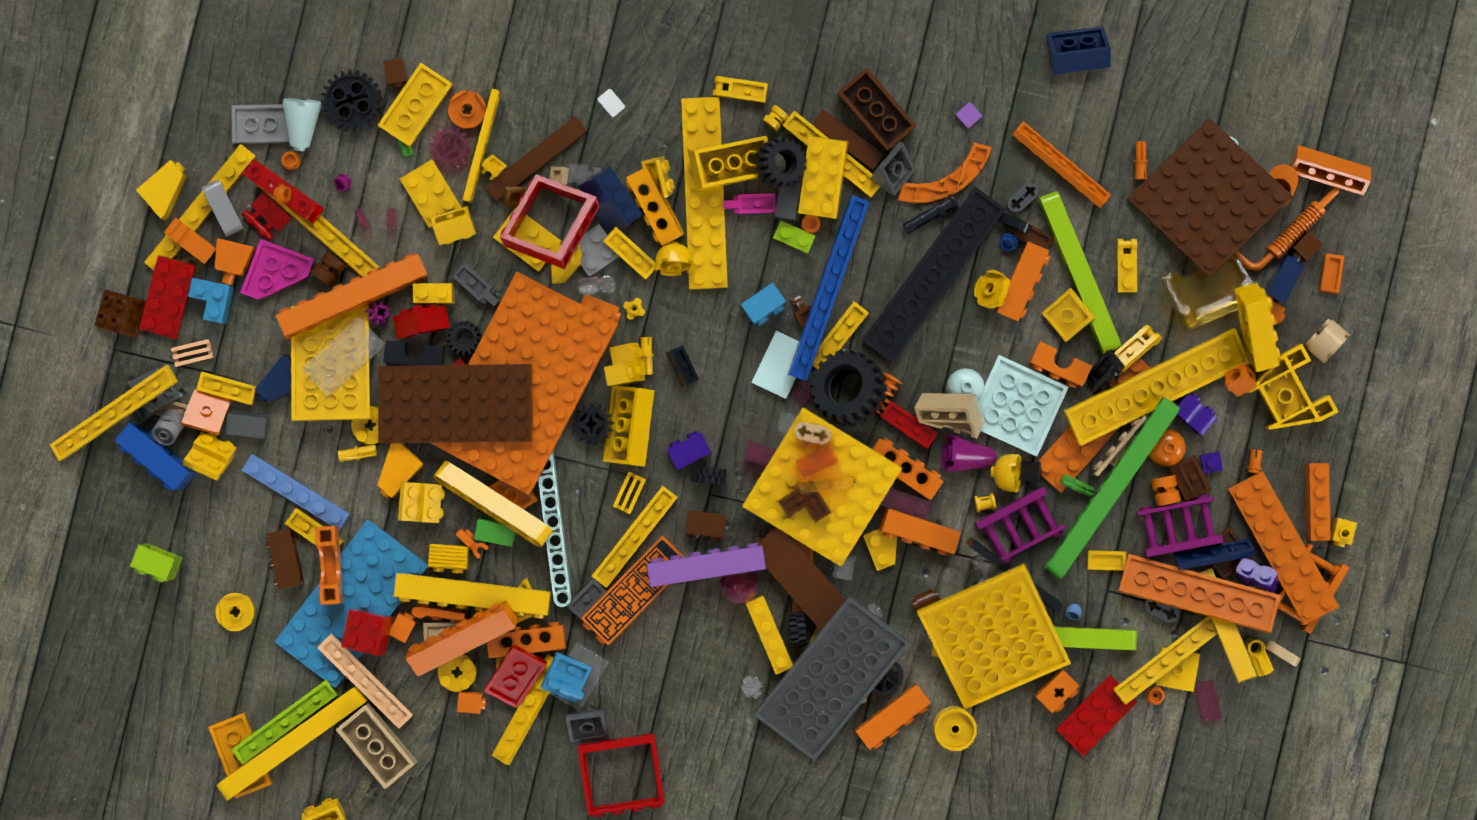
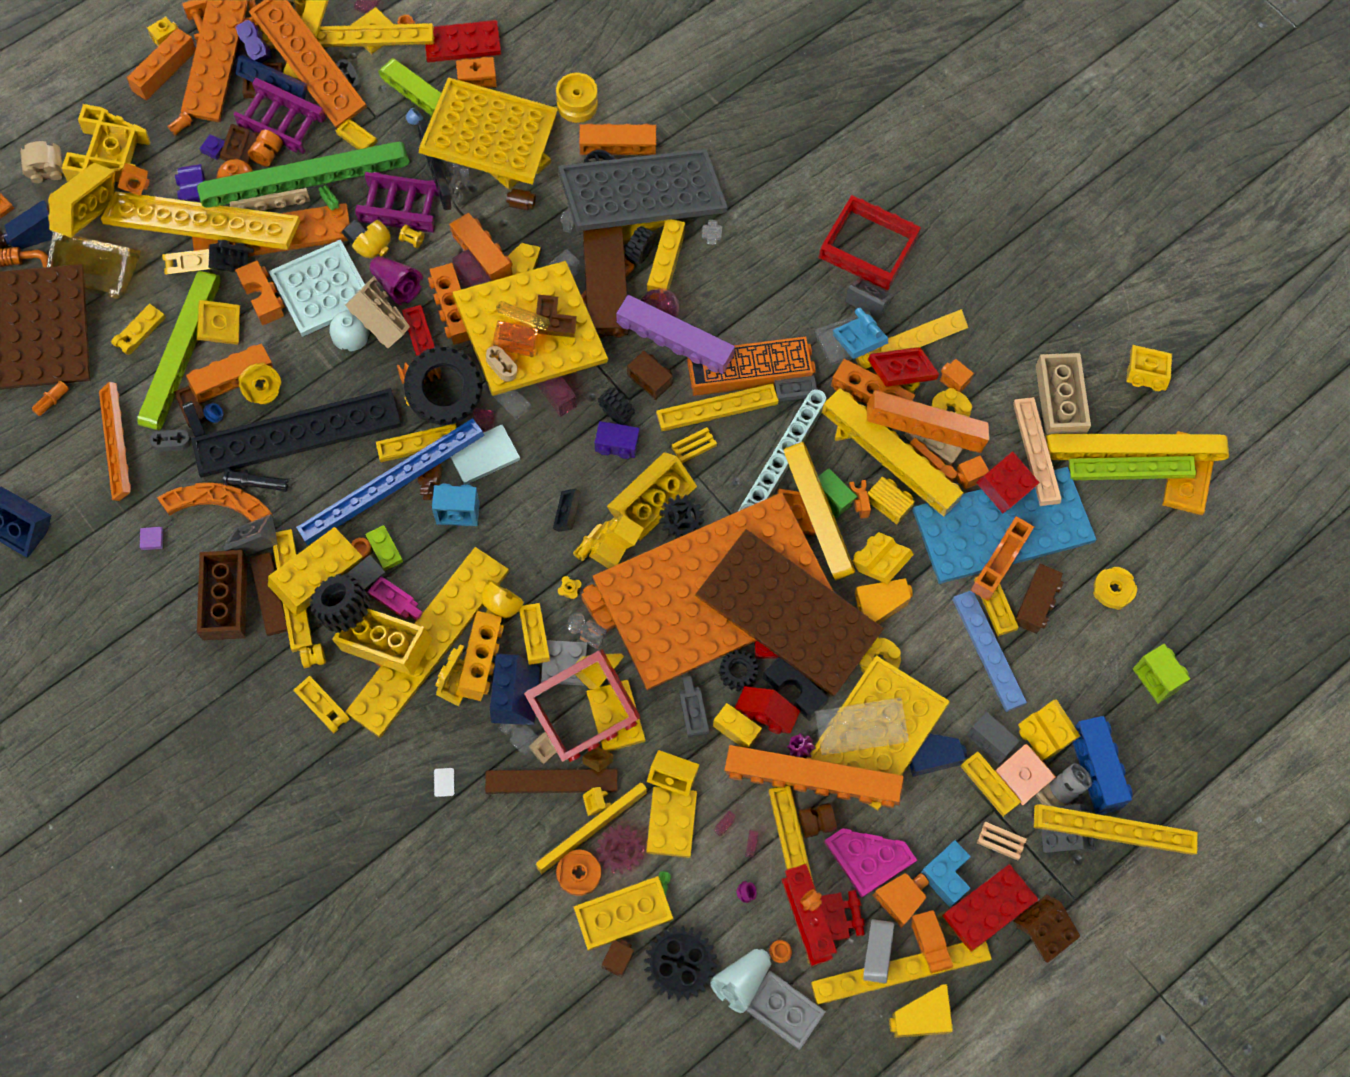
camera: 150 degrees left, 20 degrees down
(357, 453) = (908, 642): yellow axle -> none

